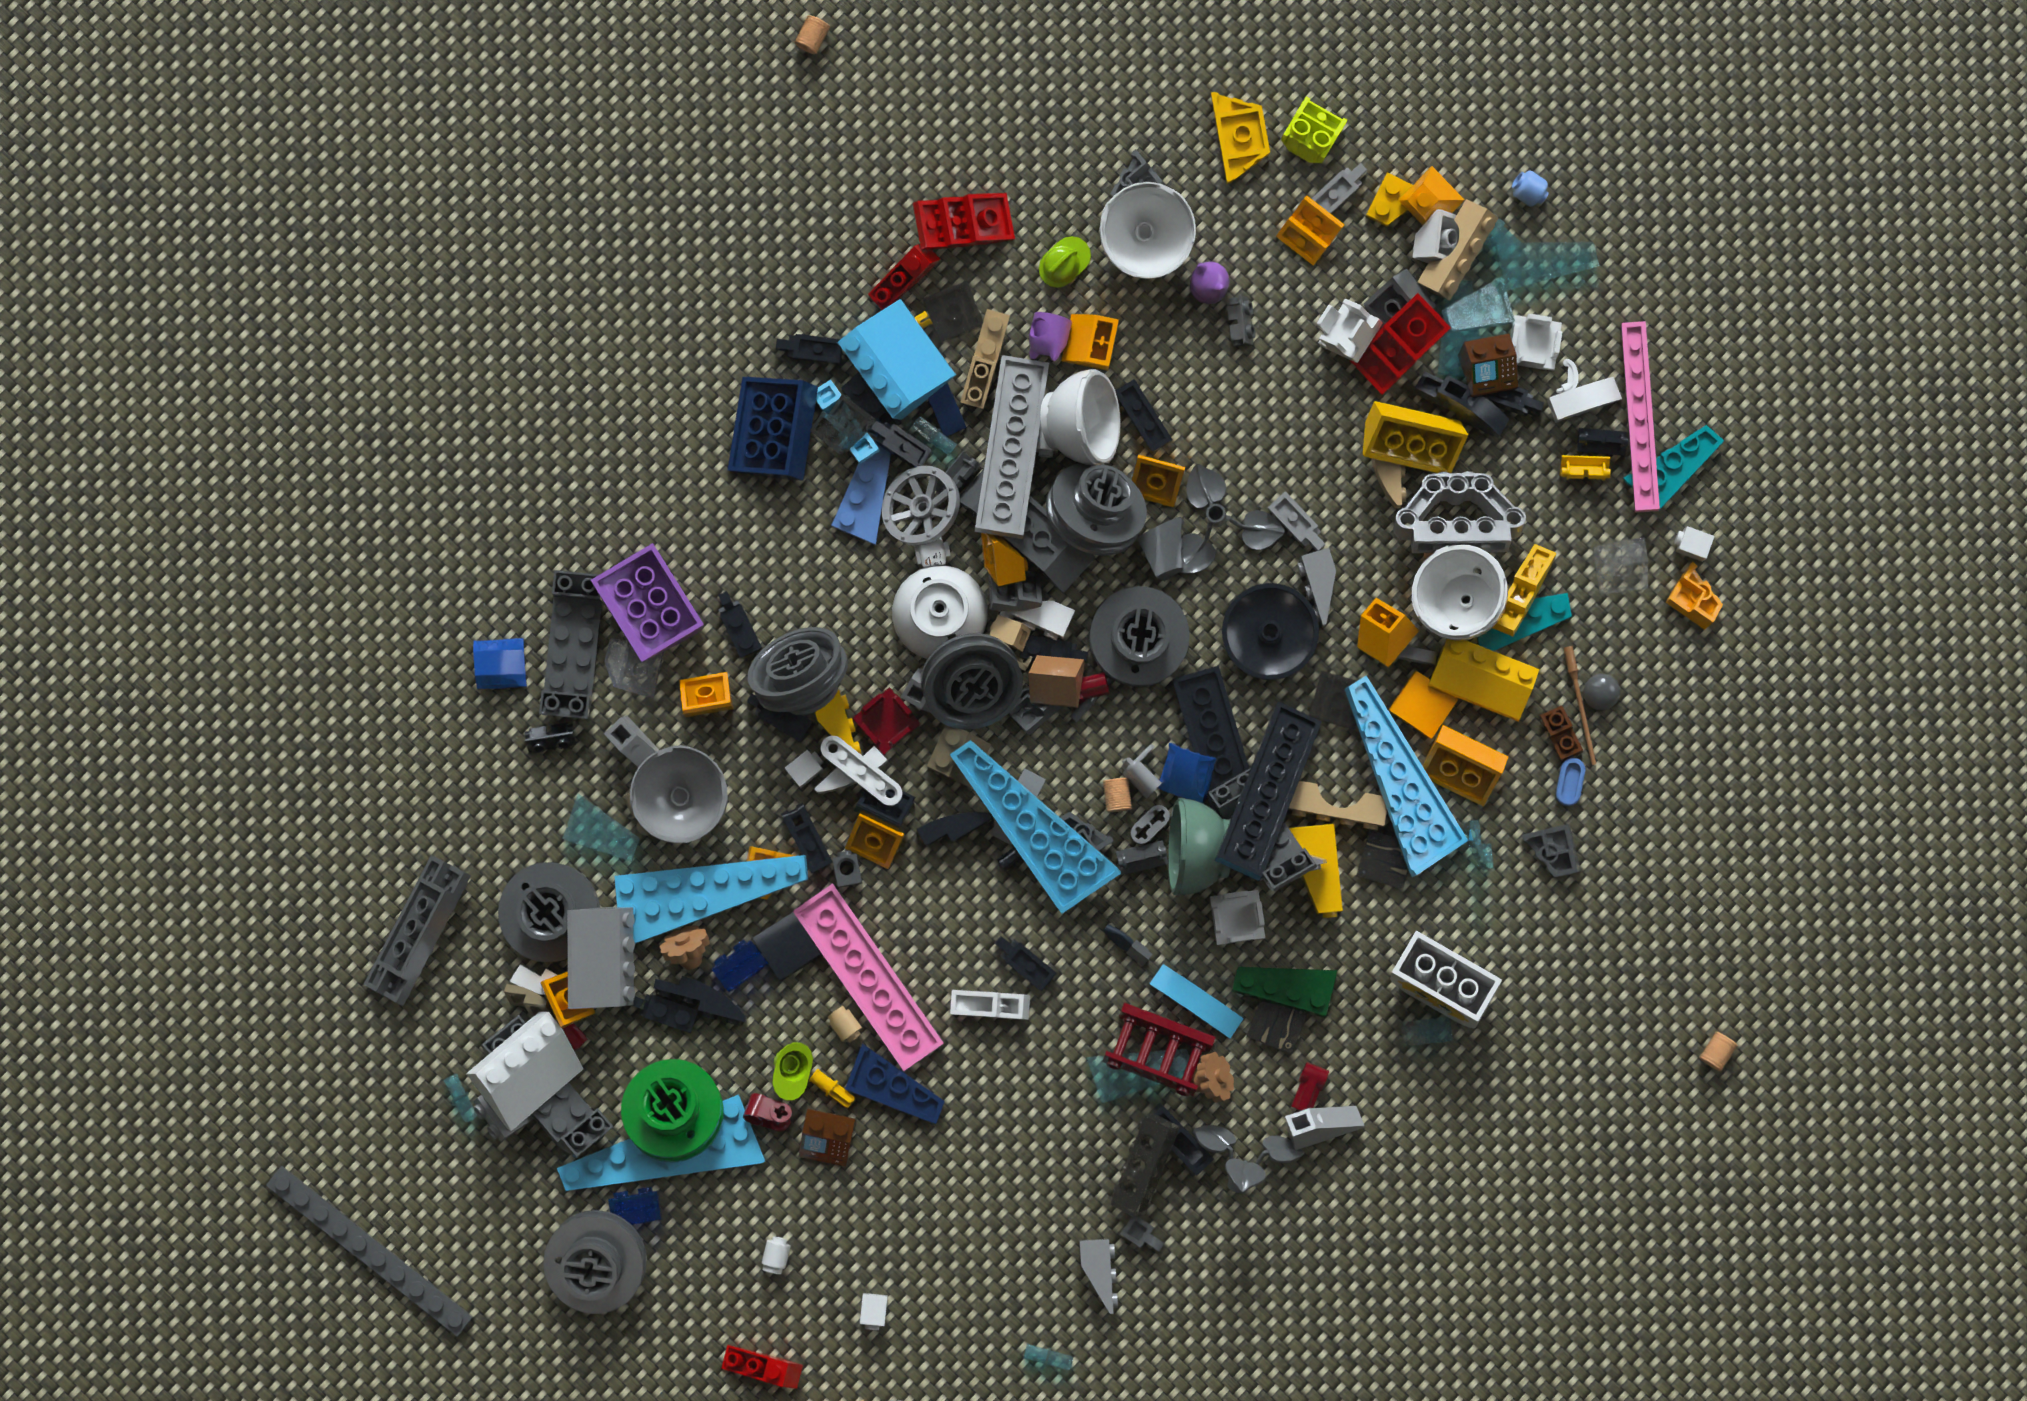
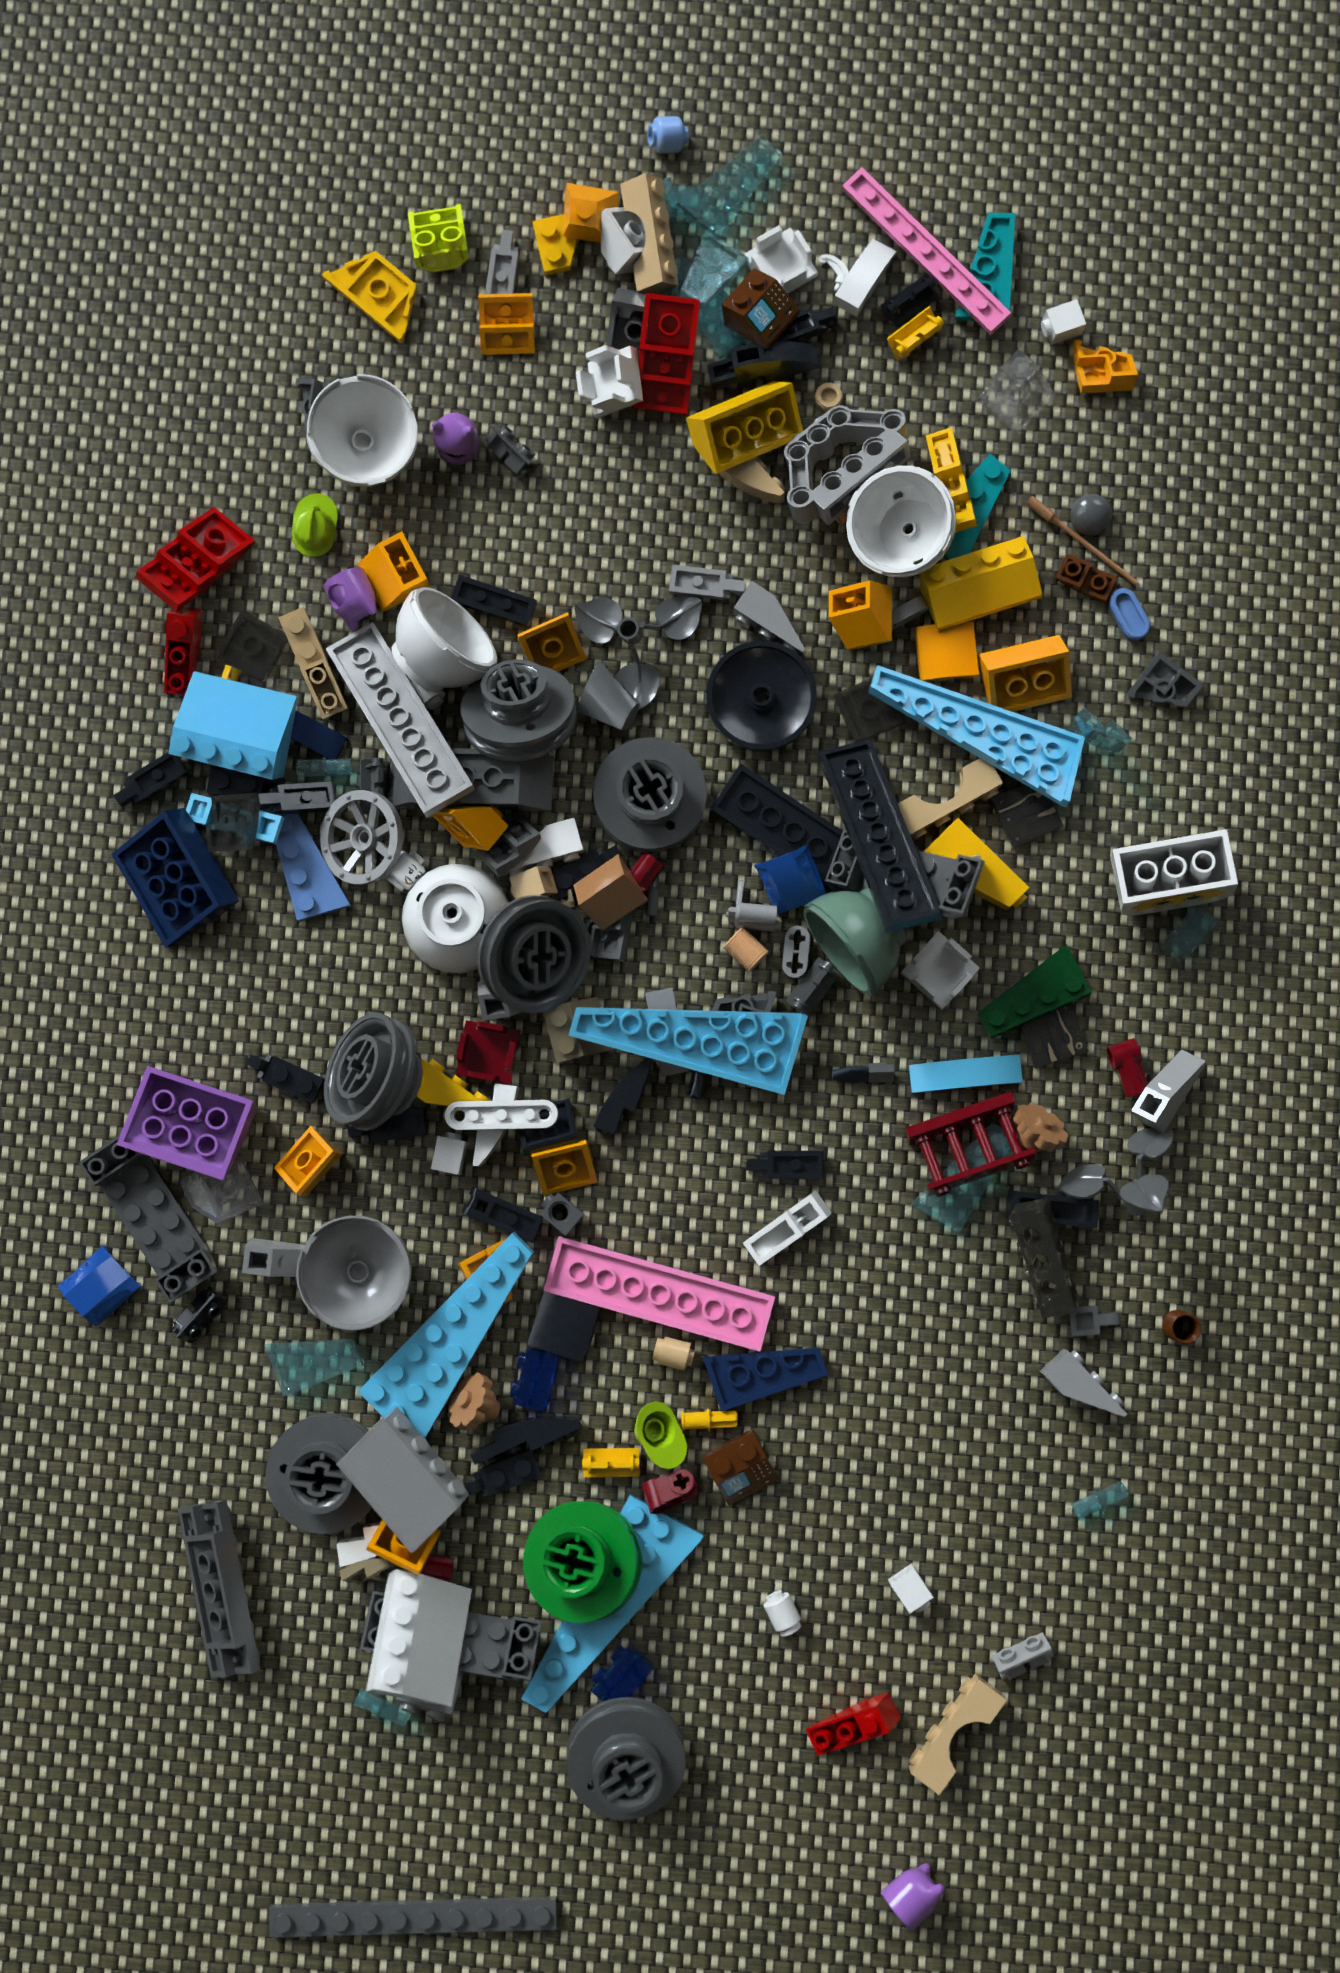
camera: 30 degrees left, 0 degrees up
(743, 1062) = (611, 1462): none -> yellow hinge
(1198, 1299) = (1194, 1329): none -> reddish brown piece
(1489, 462) = (828, 396): none -> tan tile

